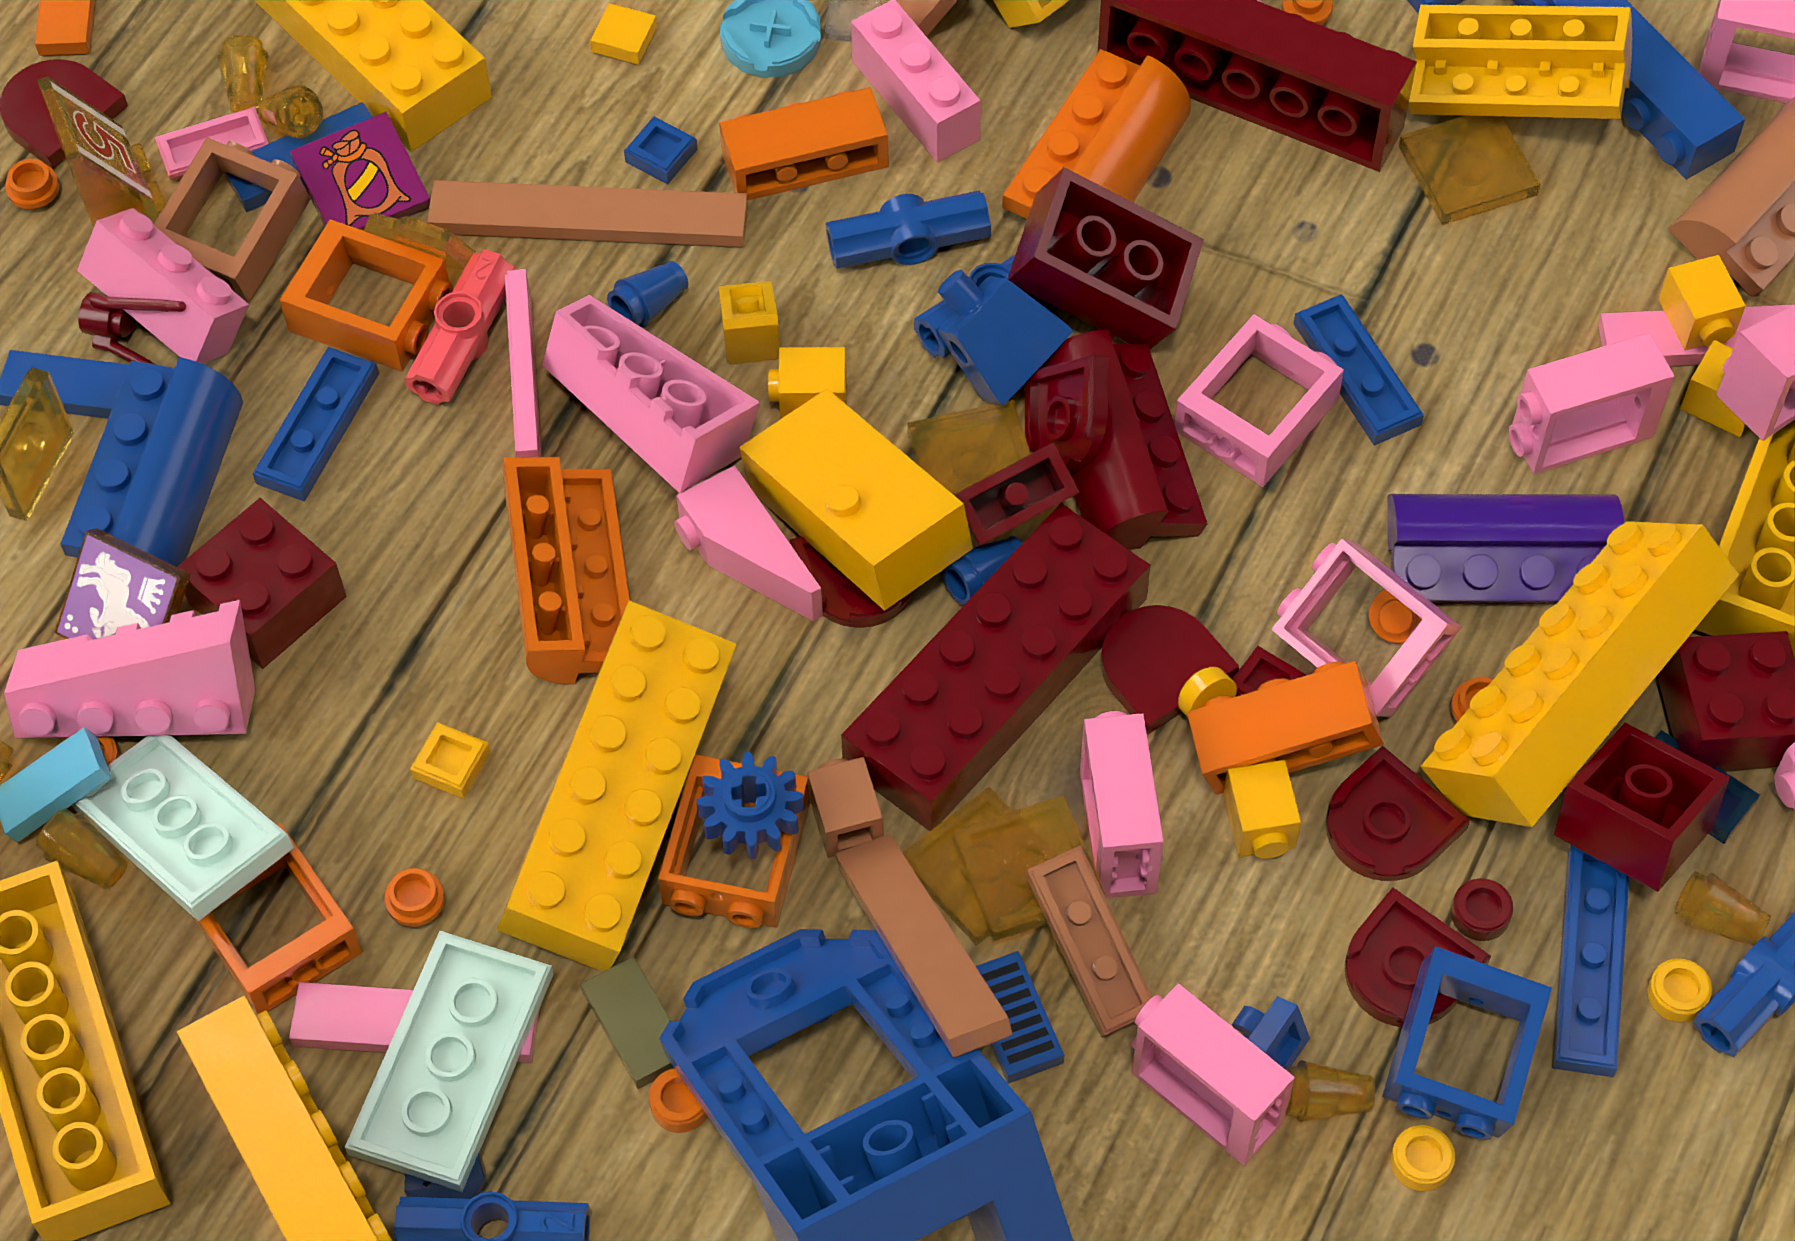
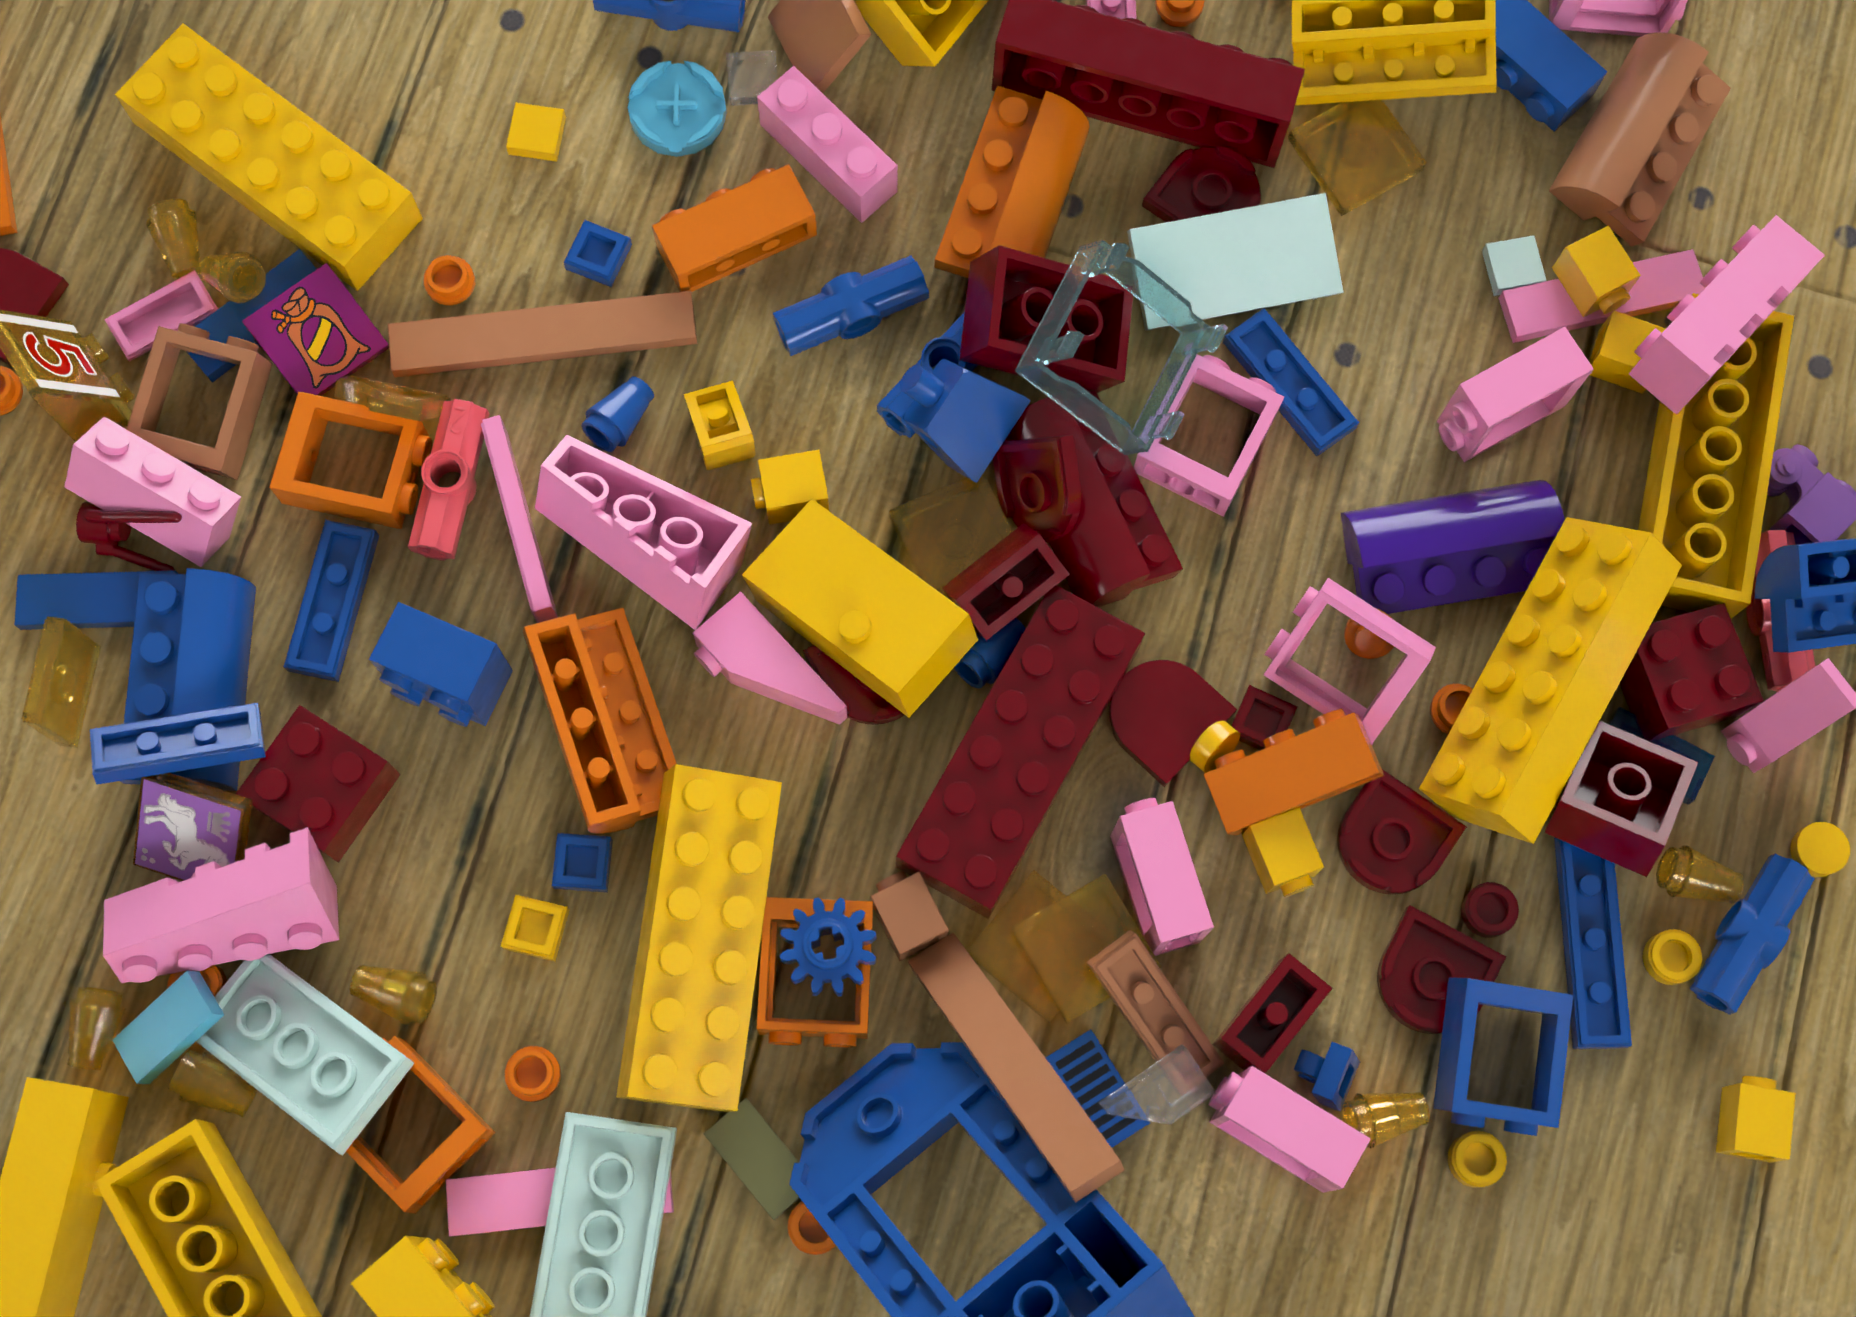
camera: 15 degrees left, 15 degrees up
(129, 508) = (176, 743): none -> blue tile
(293, 794) = (396, 992): none -> clear yellow cone
(412, 486) = (440, 665): none -> blue brick
(505, 150) = (449, 280): none -> orange plate
(513, 706) = (582, 862): none -> blue tile
(1083, 1018) = (1162, 1091): none -> clear tile
(1218, 245) = (1156, 295): none -> clear light blue piece
(1221, 955) = (1272, 1015): none -> dark red brick
(1302, 186) = (1204, 184): none -> dark red tile
(1318, 245) = (1243, 257): none -> light aqua tile
(1618, 290) = (1513, 264): none -> light aqua tile
(1744, 1166) = (1756, 1120): none -> yellow brick

